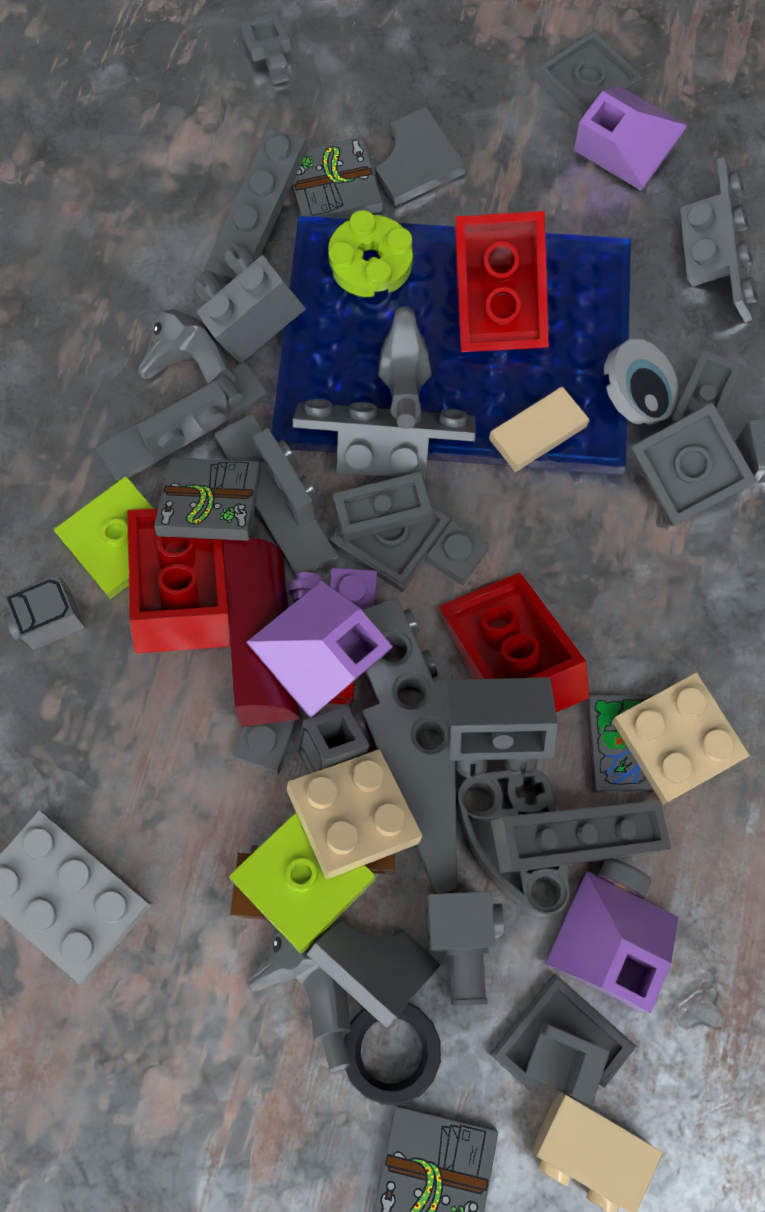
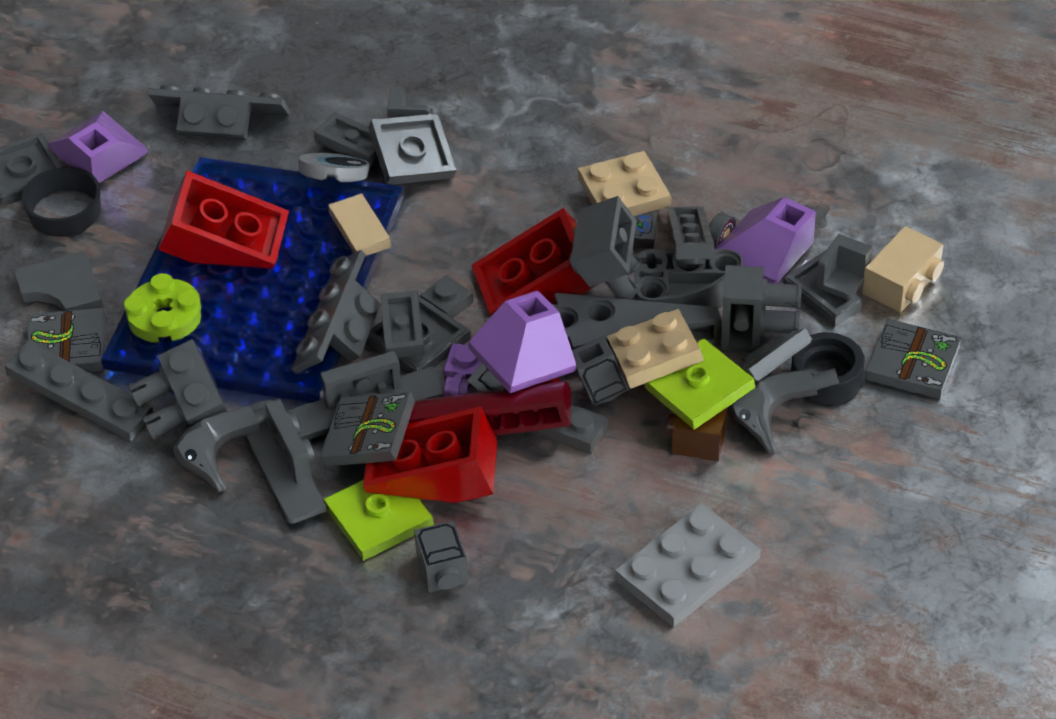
camera: 80 degrees left, 25 degrees down
(405, 366) = (282, 291): dark grey animal -> none
(537, 94) = (58, 180): none -> black tyre

